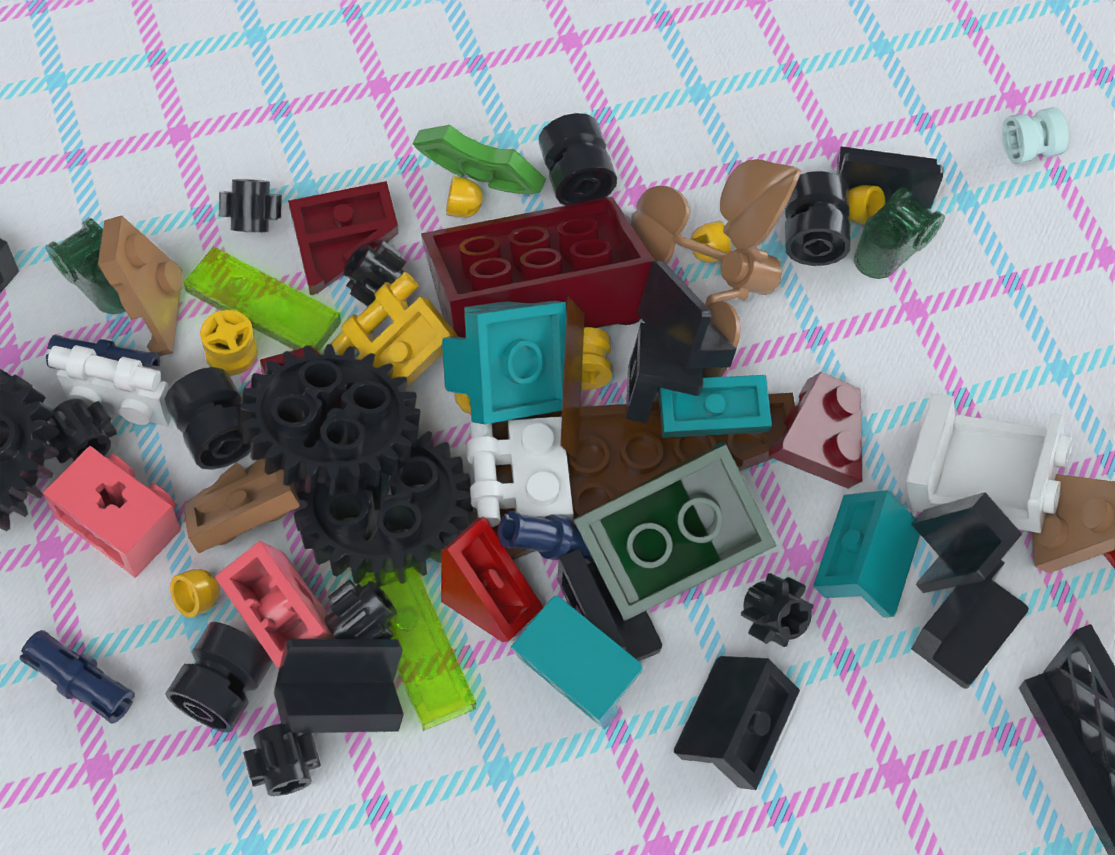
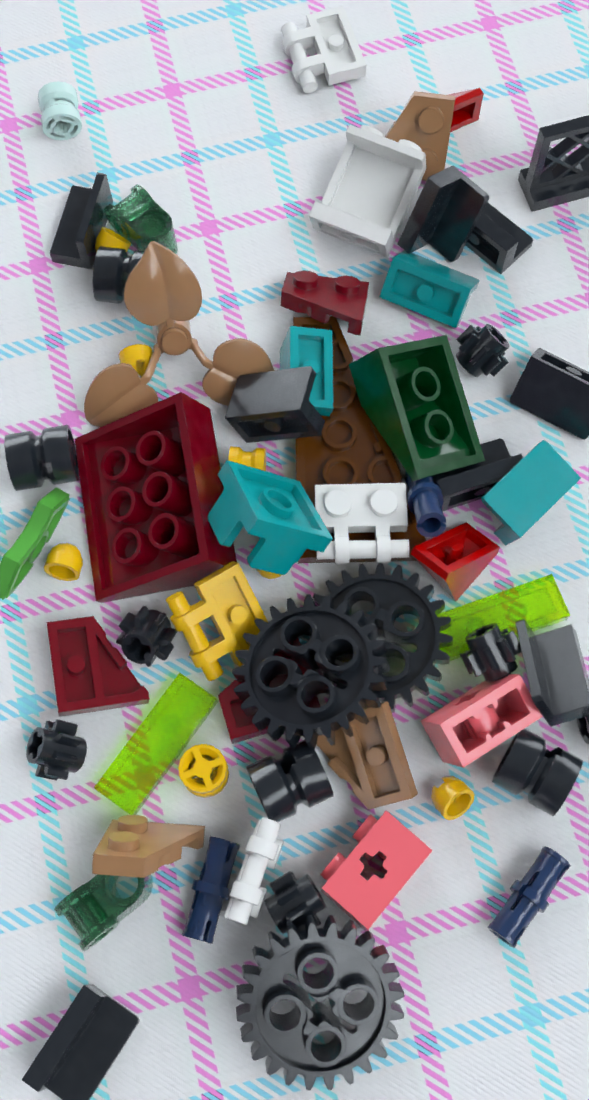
camera: 80 degrees left, 10 degrees up
(572, 379) = (285, 469): reddish brown sticker -> none
(682, 321) = (237, 380): black panel -> none

